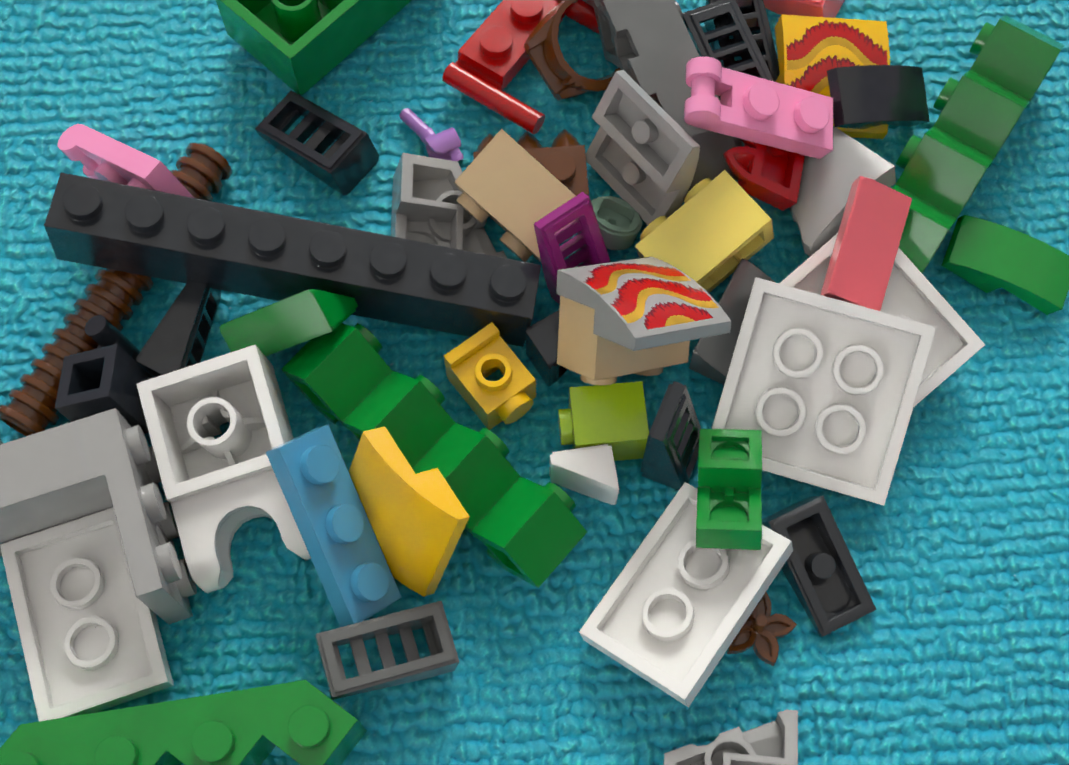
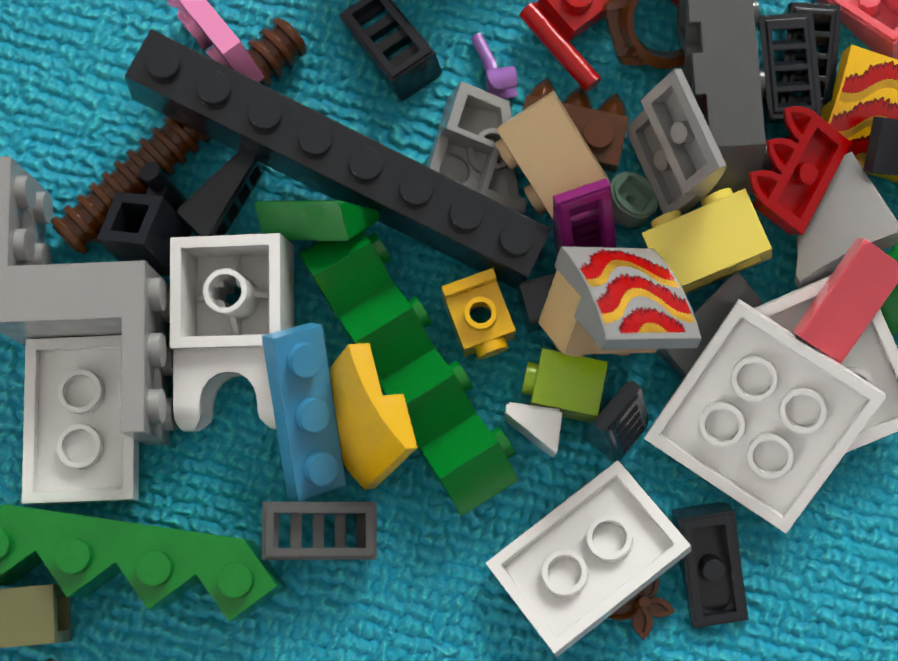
camera: 20 degrees right, 10 degrees up
(729, 489) = (652, 482): green slope -> none
(758, 109) = (795, 141): bright pink plate -> none

